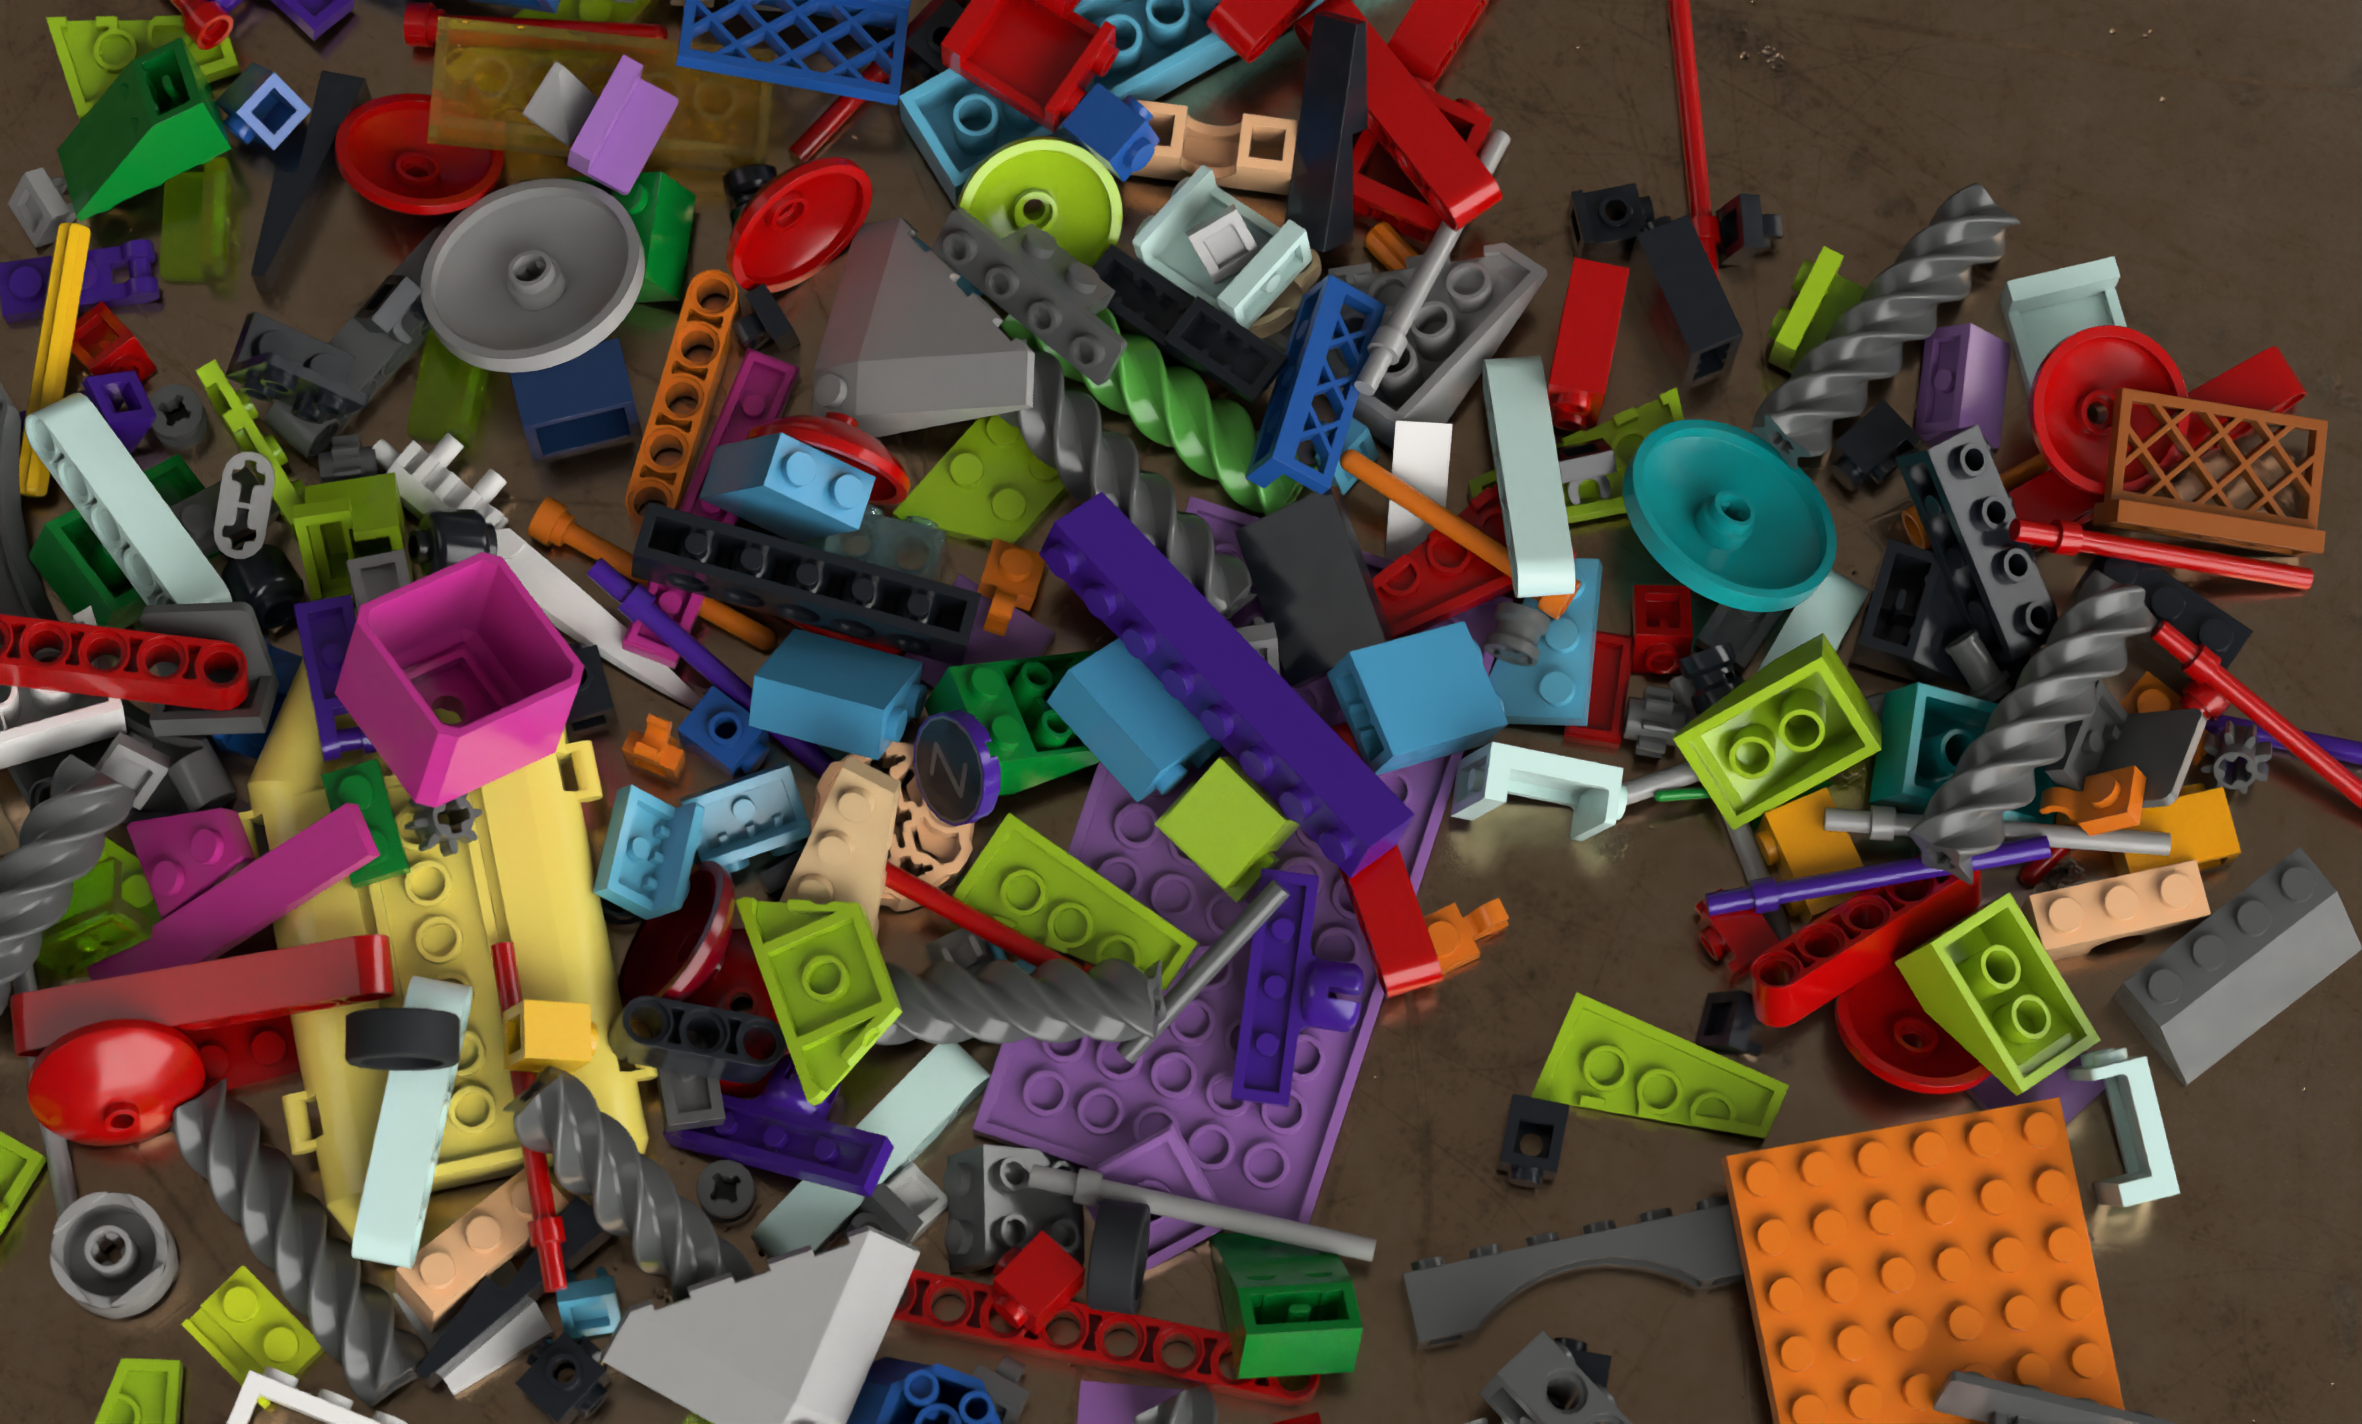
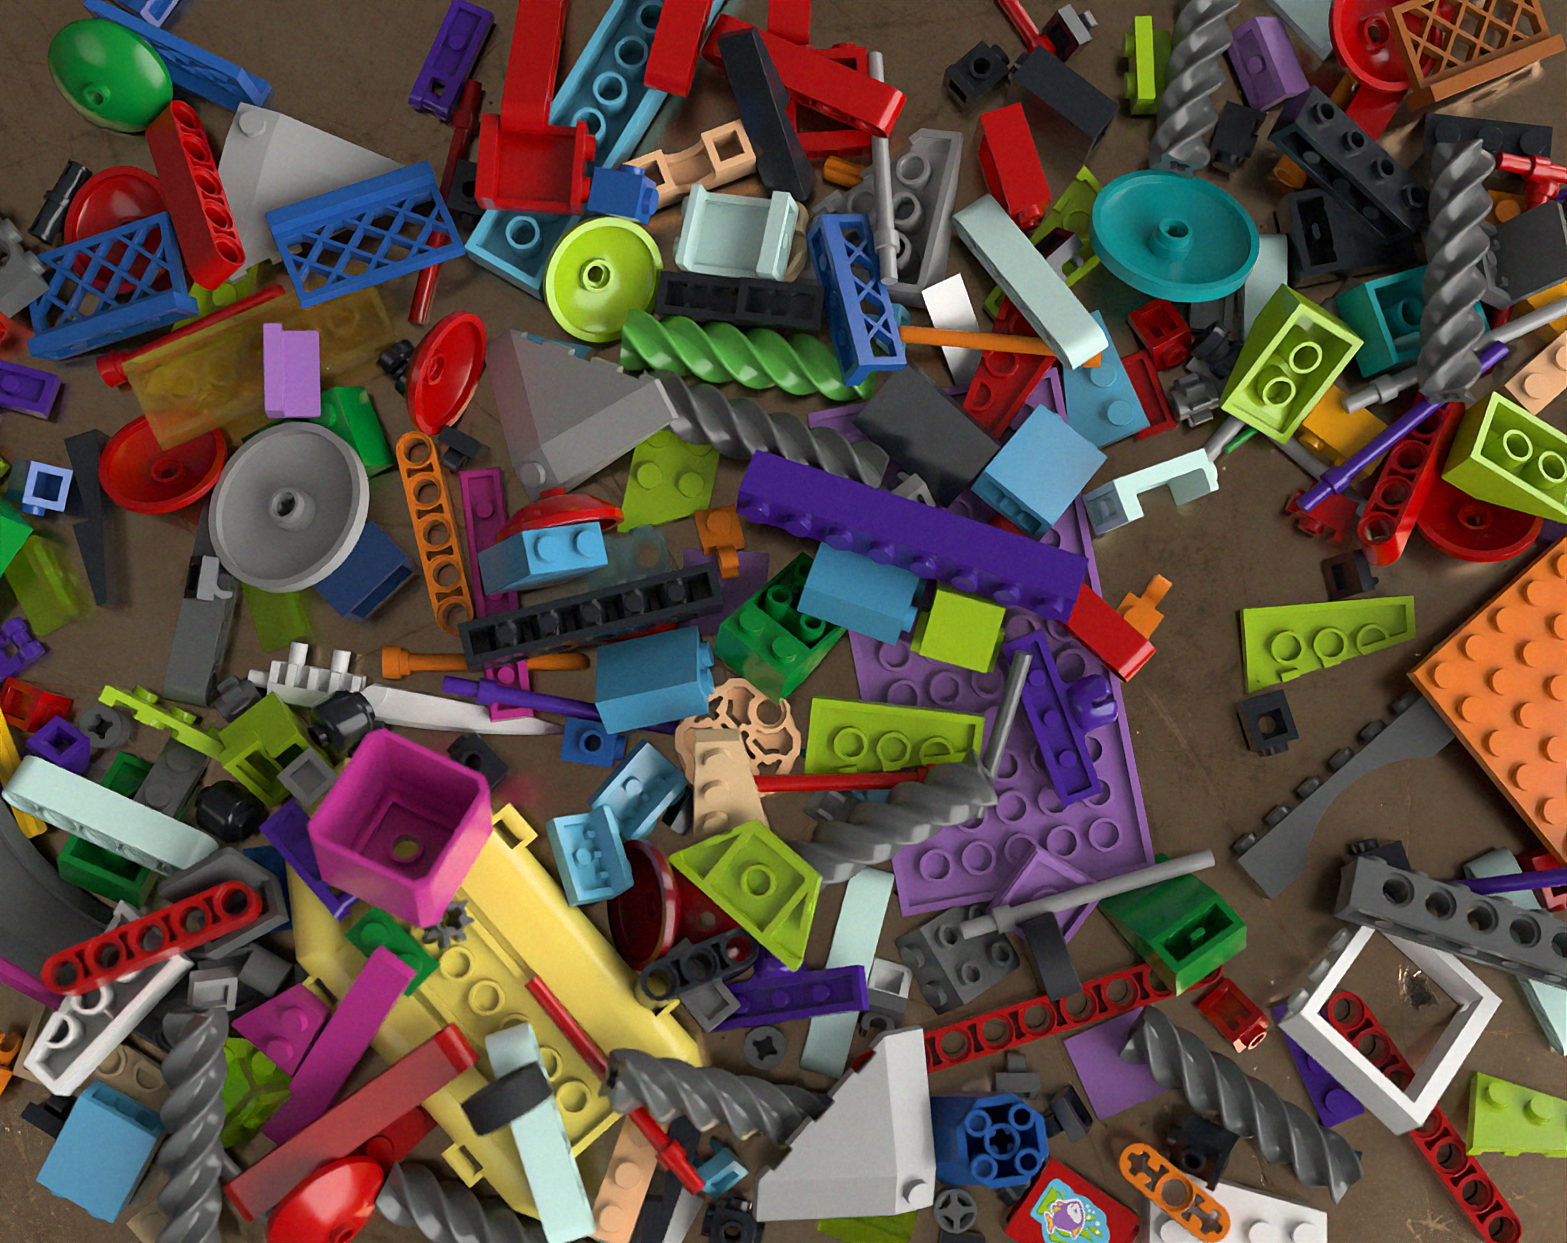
camera: 25 degrees left, 10 degrees up
(230, 502) = (174, 773): light grey beam -> none
(294, 369) = (164, 659): black bracket -> none
(548, 1035) = (600, 1029): yellow brick -> none
(561, 105) = (240, 379): light grey slope -> none
(655, 750) = (552, 779): orange plate -> none
(956, 767) = (764, 690): tile -> none
(1035, 1283) = (1007, 1005): red brick -> none
(1038, 288) = (633, 329): dark grey bracket -> none
(1223, 243) = (738, 231): light grey tile -> none
(1516, 634) = (1075, 391): dark grey wheel -> none
(1978, 667) = (1397, 254): dark grey pin -> none
(2069, 538) = (1412, 129): red bar -> none
(2105, 805) = (1524, 298): orange plate -> none

